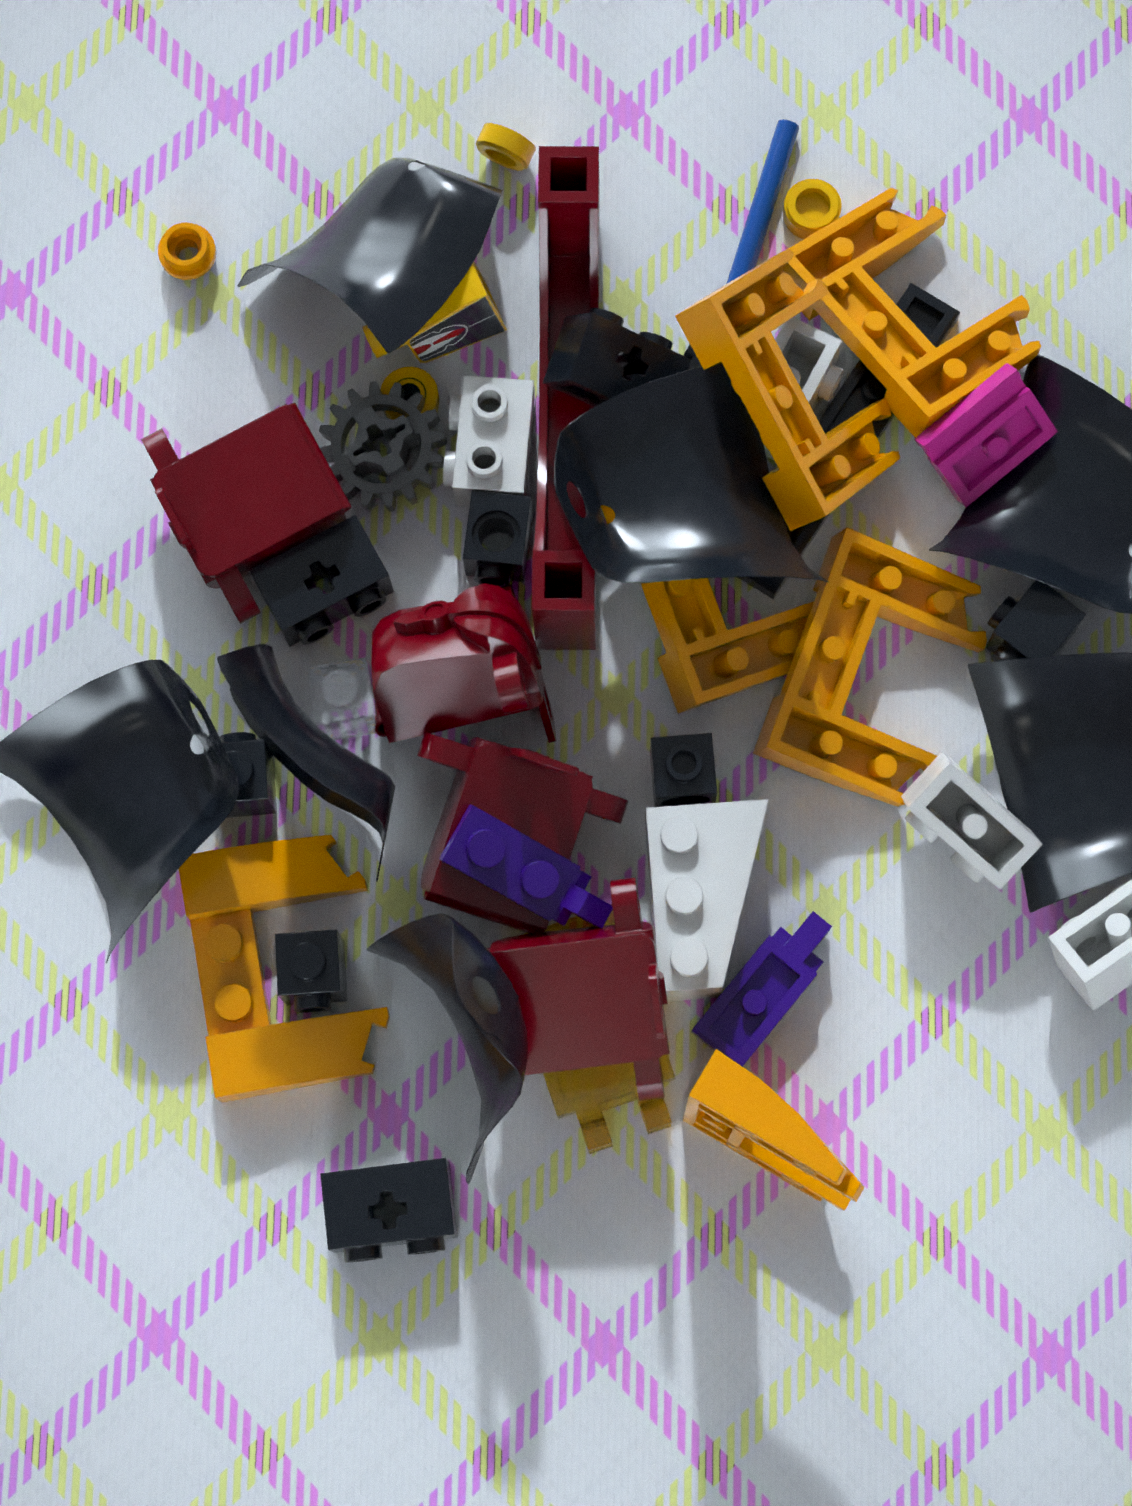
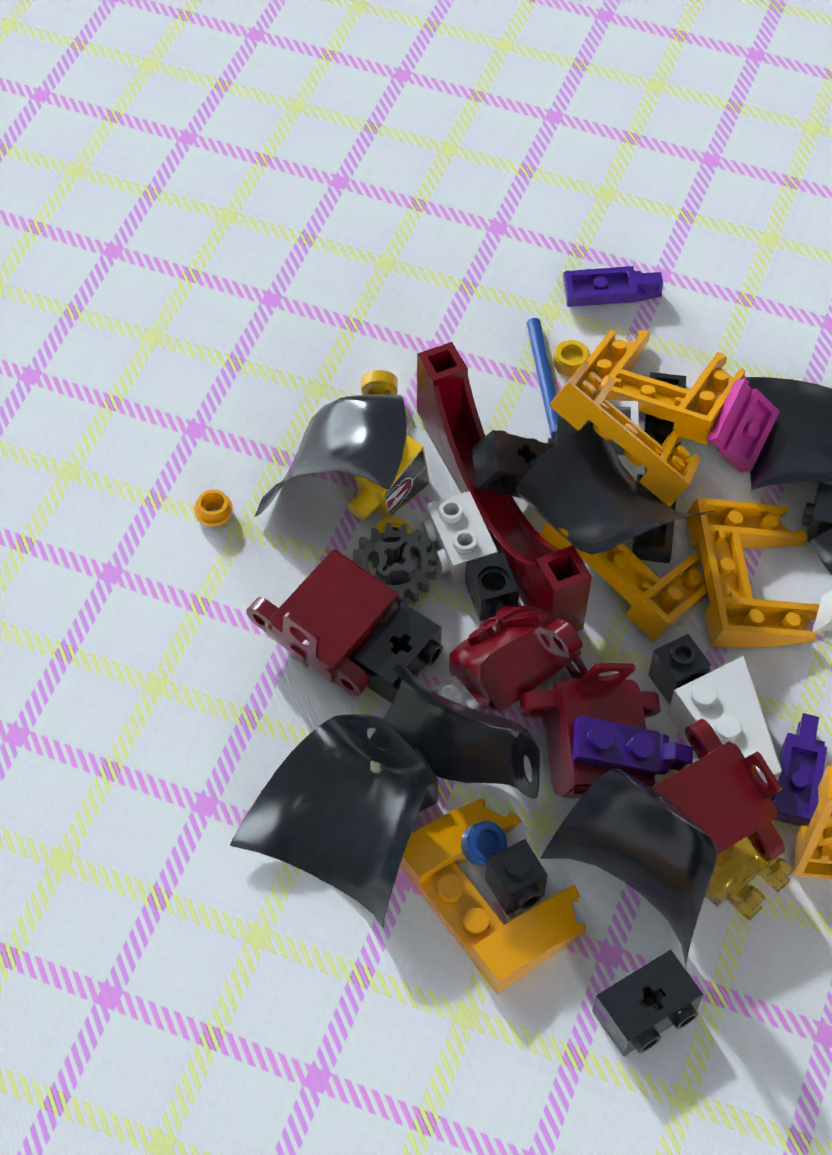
camera: 30 degrees left, 20 degrees down
(291, 904) = (482, 841): none -> blue tile
(931, 111) = (610, 286): none -> dark purple hinge

